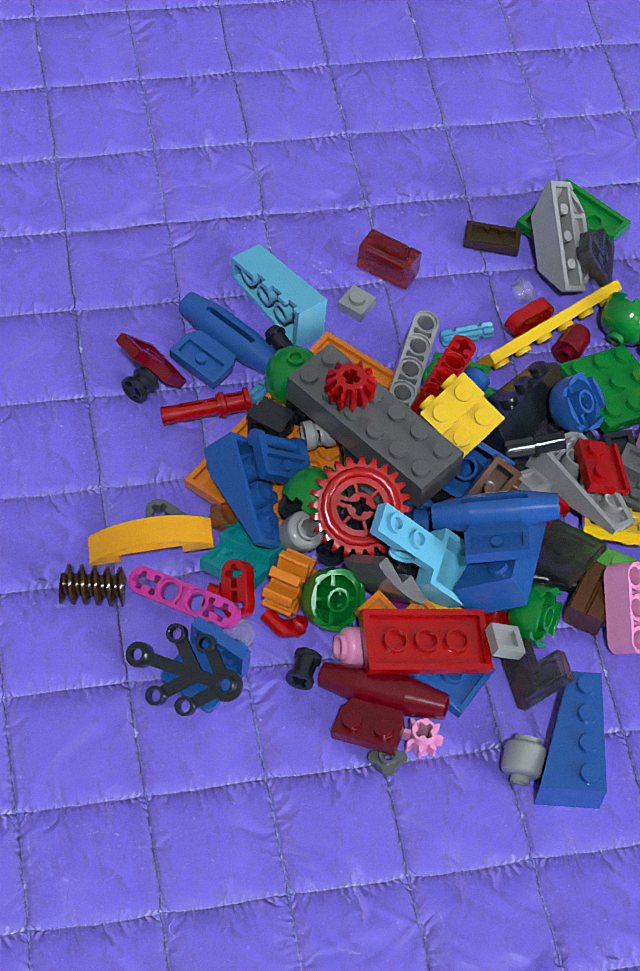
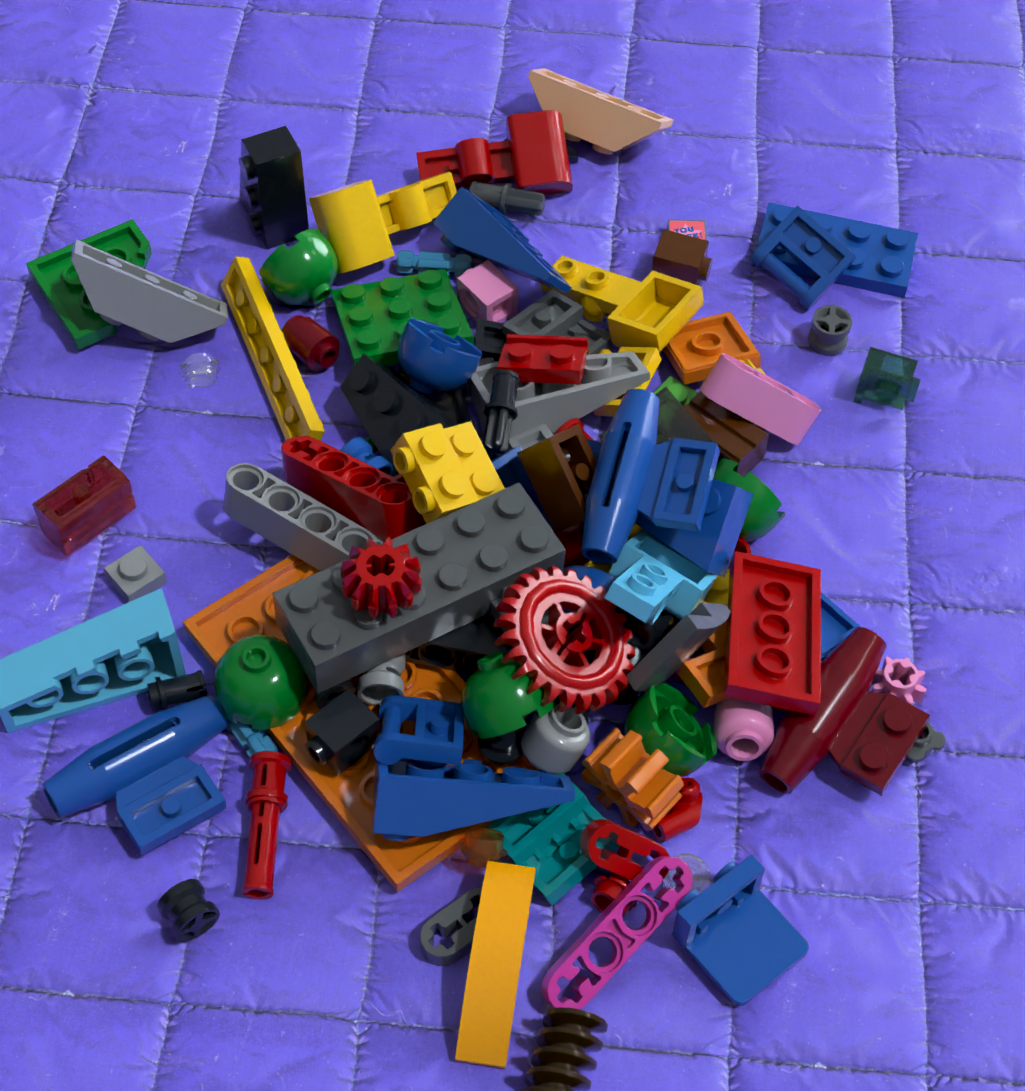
camera: 70 degrees left, 0 degrees up
(151, 358) = (154, 877): dark red tile -> none
(188, 672) = (754, 960): black plant -> none
(303, 668) = (762, 803): black bush -> none
(472, 331) = (245, 442): dark azure axle -> none
(492, 238) = (89, 379): dark brown plate -> none
(505, 641) = (790, 540): light grey plate -> none
(523, 759) = (946, 579): light grey head -> none
(529, 316) = (248, 376): red beam -> none
(536, 680) = (838, 535): clear smoke plate -> none
(576, 751) = (933, 516): blue wedge -> none
(597, 254) = (180, 269): clear smoke plate -> none

